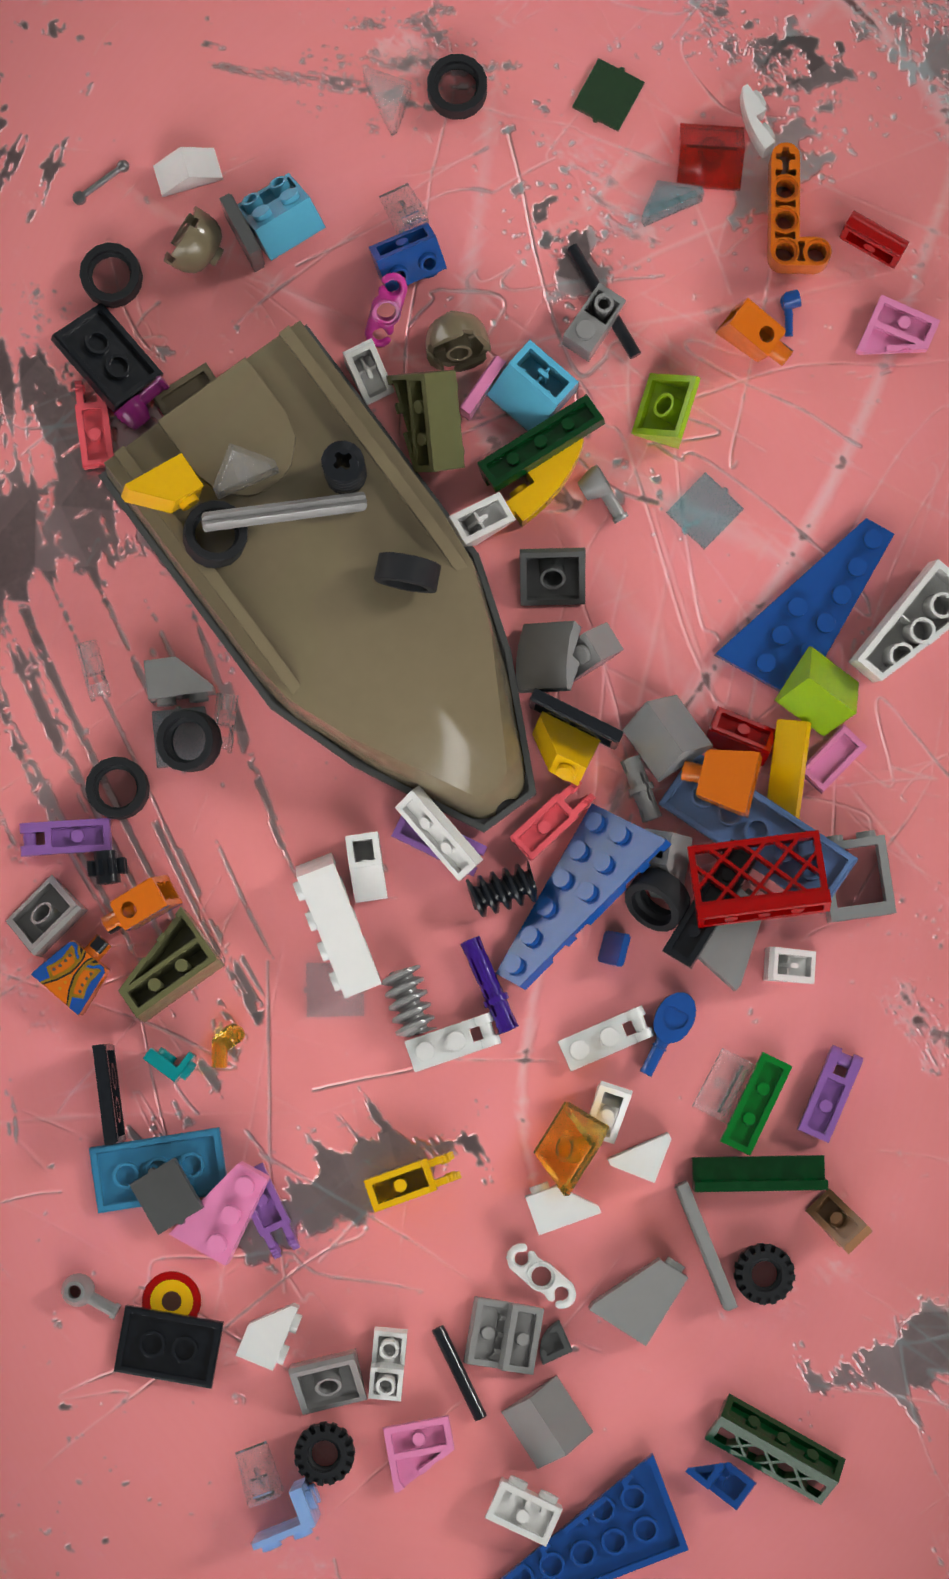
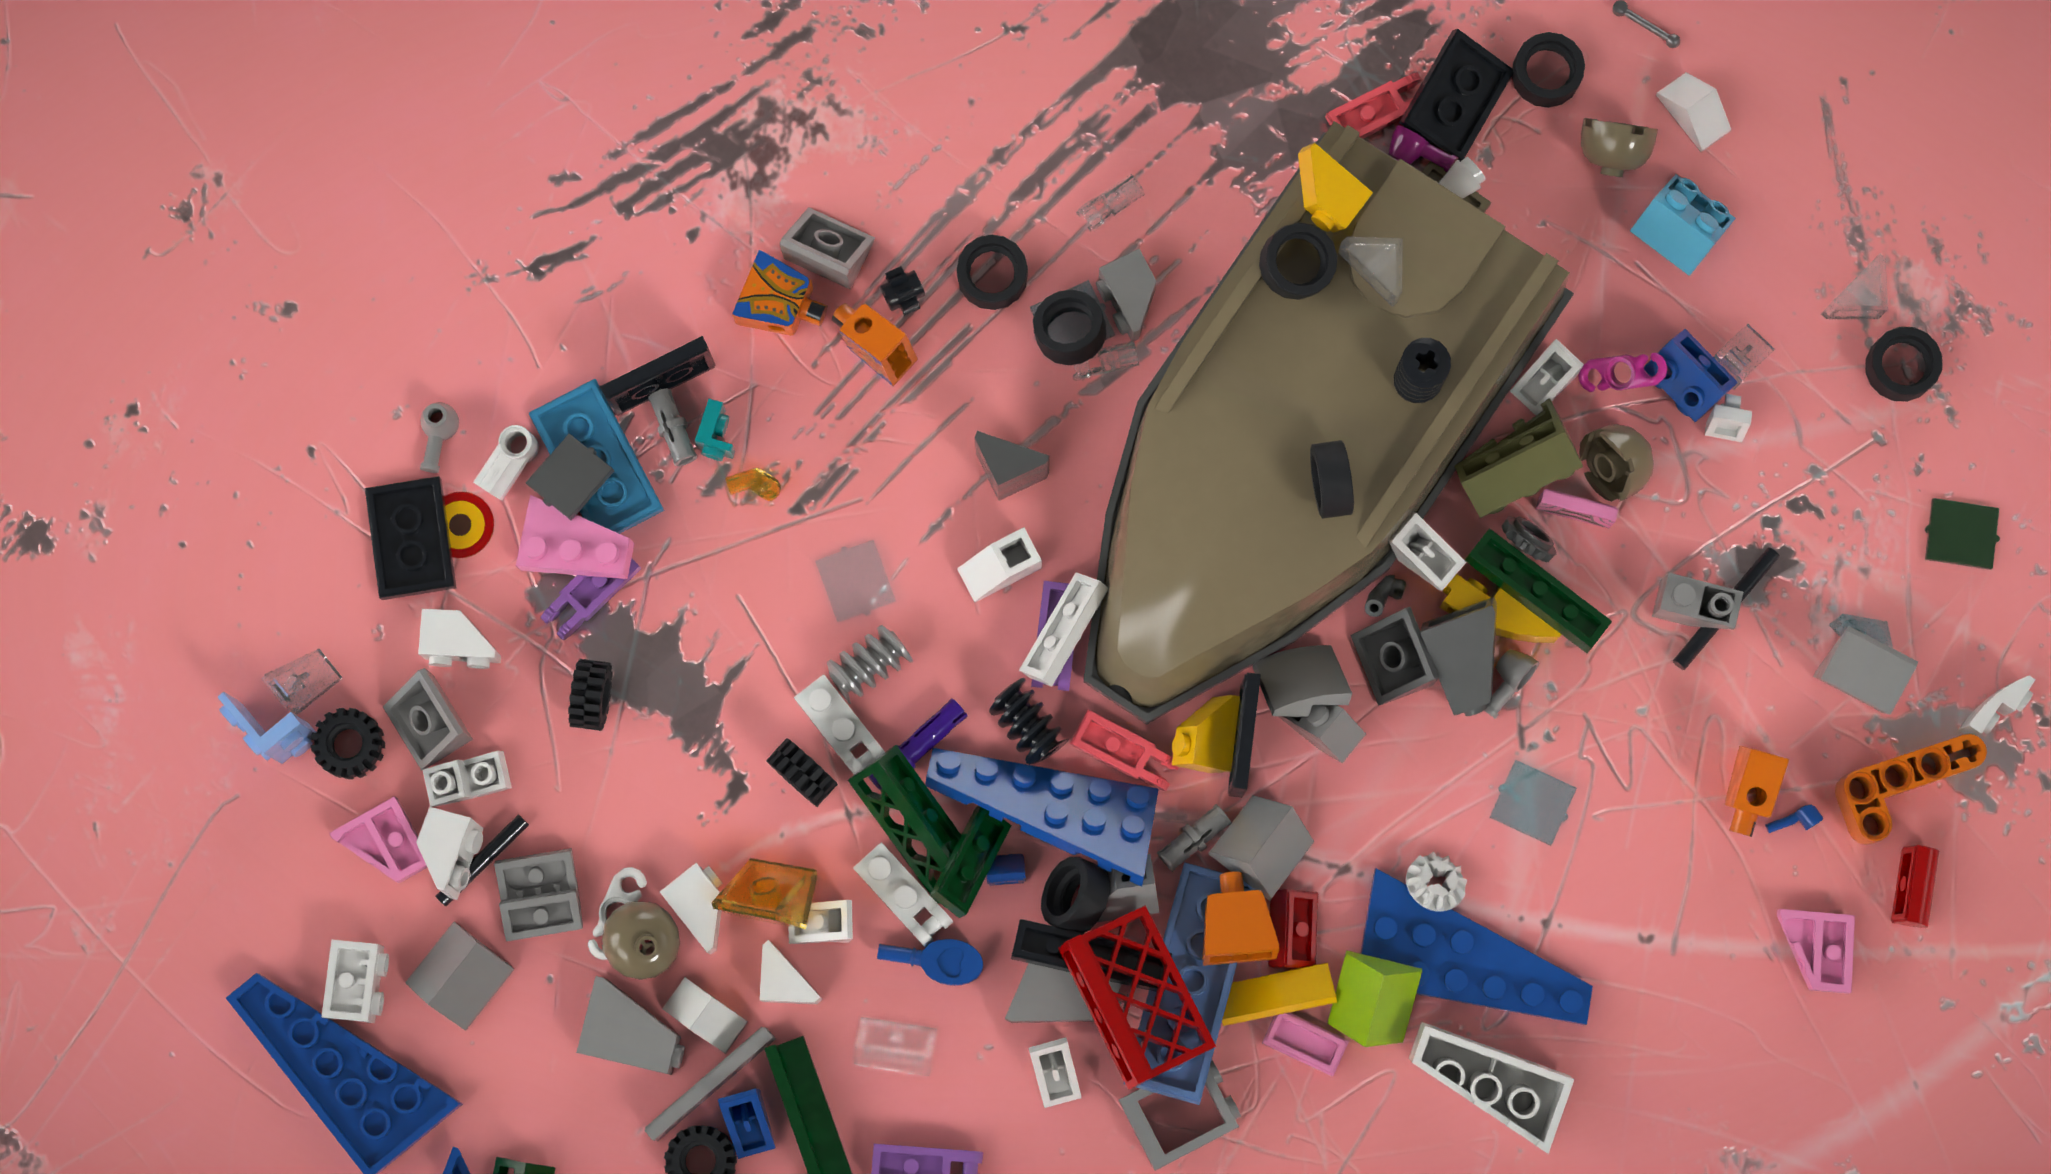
camera: 70 degrees right, 5 degrees down
(66, 837) = (921, 238): medium lavender plate -> none
(137, 1247) = (503, 465): none -> white piece
(153, 1096) = (672, 427): none -> light grey pin
(171, 968) = (815, 395): olive wedge -> none
(180, 380) = (1463, 178): none -> white cone
(242, 232) = (1648, 188): dark grey tile -> none
(283, 511) = (1350, 324): light grey axle -> none
(287, 832) = (1010, 465): none -> dark grey slope
(336, 925) = (923, 555): white wedge -> none
(356, 1238) = (590, 694): none -> black tyre
(407, 1182) = (670, 728): yellow hinge -> none
(442, 1398) = (448, 848): none -> white slope
(454, 241) = (1728, 420): none -> white tile
(481, 1086) = (801, 772): none -> black tyre
(494, 434) = (1529, 538): none -> dark grey gear
(498, 572) = (1378, 596): none -> dark grey arm
(532, 387) = (1598, 561): medium azure slope -> none
(554, 1343) = (548, 953): dark grey tile -> none
(556, 1001) = (921, 812): none -> dark green fence
(571, 521) = (1464, 654): none -> dark grey slope
(571, 1263) = (629, 928): none -> dark tan cylinder
(601, 974) = (970, 862): none -> dark green tile
(648, 1232) = (704, 1015): none -> white slope
(665, 408) = (1631, 719): lime slope -> none
(695, 210) = (1867, 670): none -> light grey slope
(711, 156) = (1944, 670): clear red slope -> none
(746, 1225) = (747, 1122): none -> blue slope
(755, 614) = (1435, 896): none -> white gear
(756, 1103) = (887, 1086): green plate -> none

